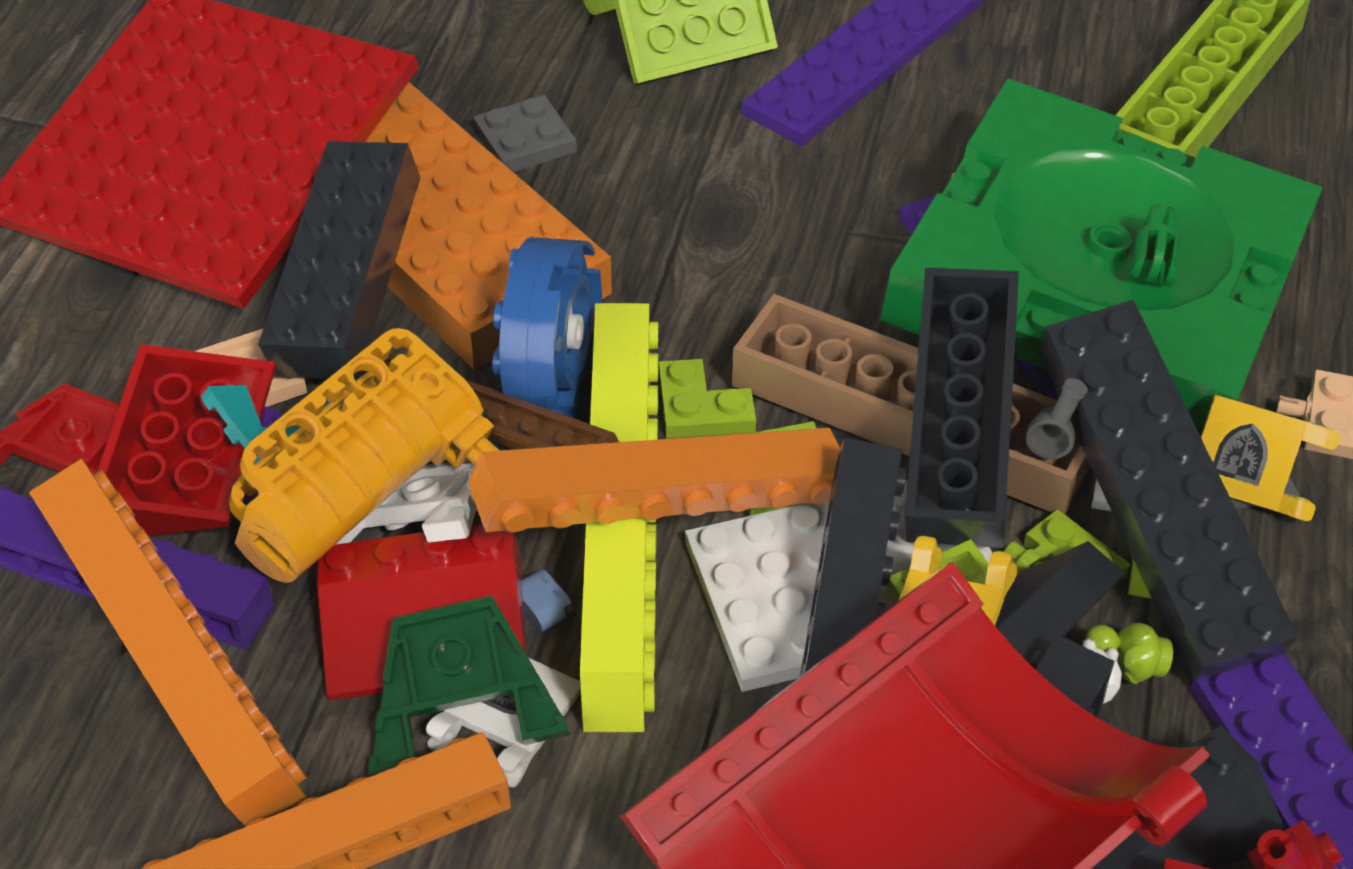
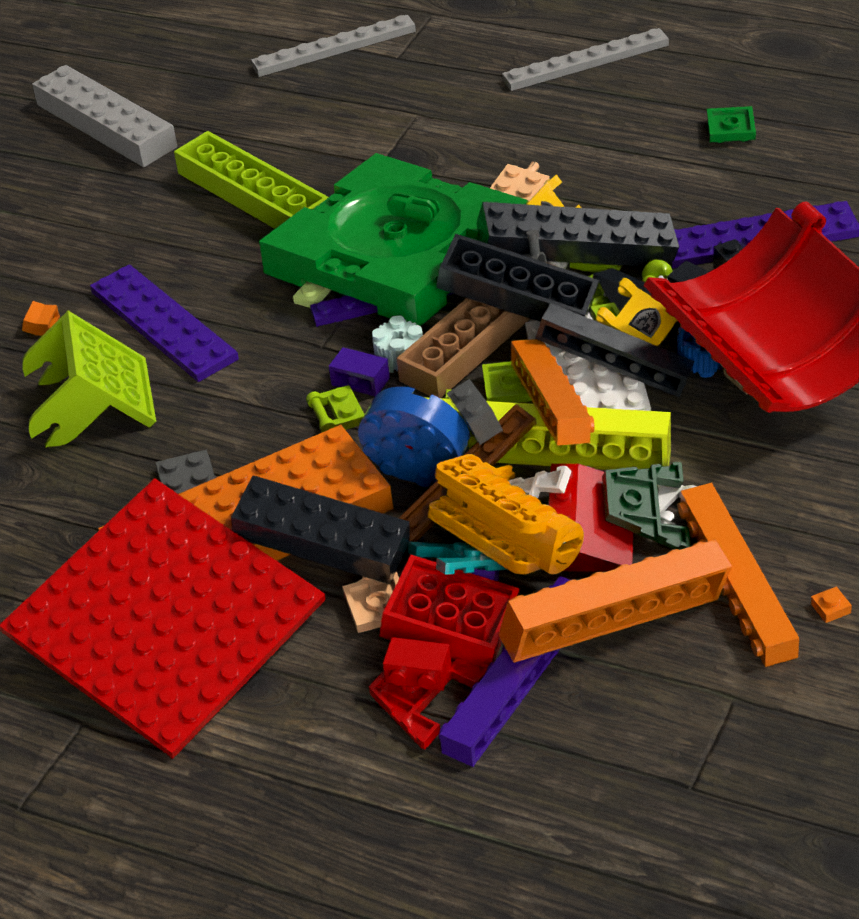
camera: 75 degrees left, 5 degrees down
(76, 419) = (417, 663): none -> red brick
(578, 376) = (475, 411): none -> dark grey brick
(694, 276) = (343, 405): none -> lime plate
(774, 267) = (360, 370): none -> dark purple brick
(845, 292) = (394, 339): none -> light aqua brick

